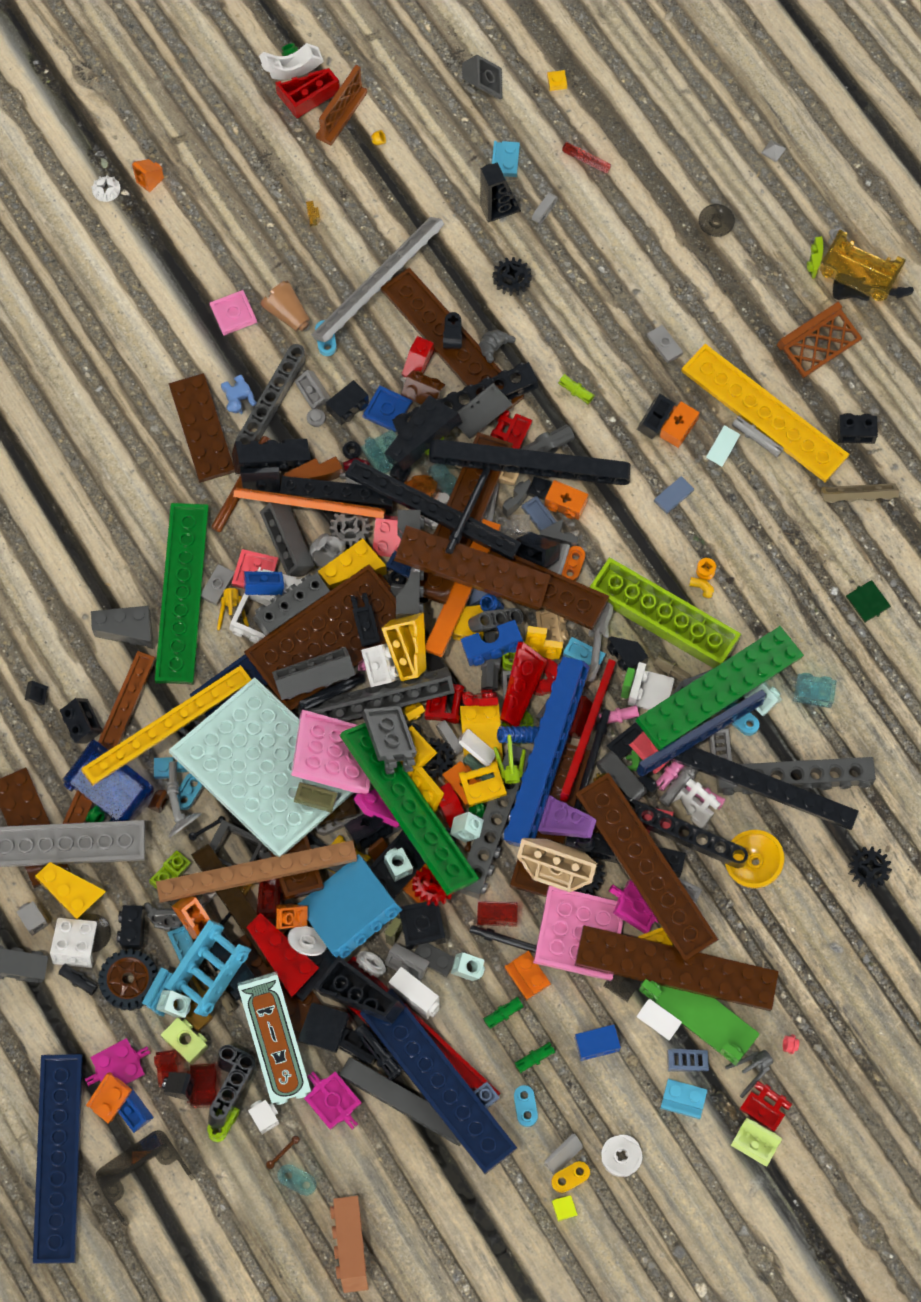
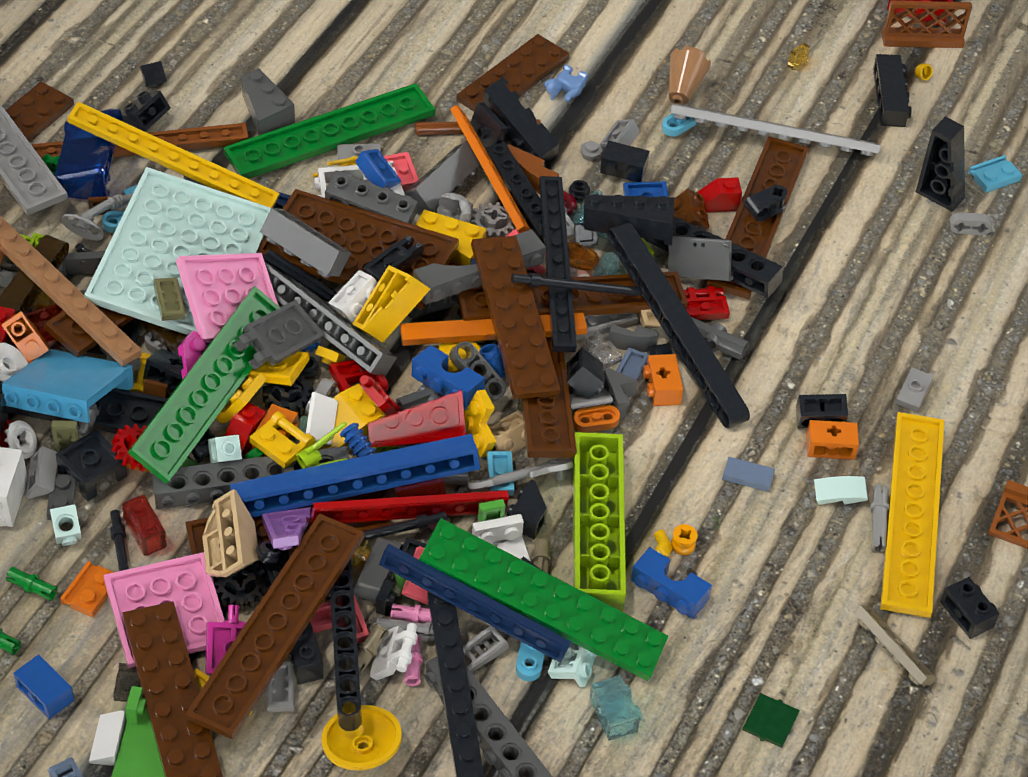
camera: 55 degrees right, 20 degrees down
(233, 312) = (648, 47): bright pink plate -> none
(274, 392) = (589, 107): dark grey beam -> none
(385, 173) = (891, 90): none -> black brick
(398, 872) = (143, 407): light aqua brick -> none
(492, 341) = (787, 243): dark grey piece -> none
(506, 281) = (872, 229): black gear -> none
(576, 389) = (796, 336): lime pin -> none
(722, 606) = (685, 595): none -> blue arch

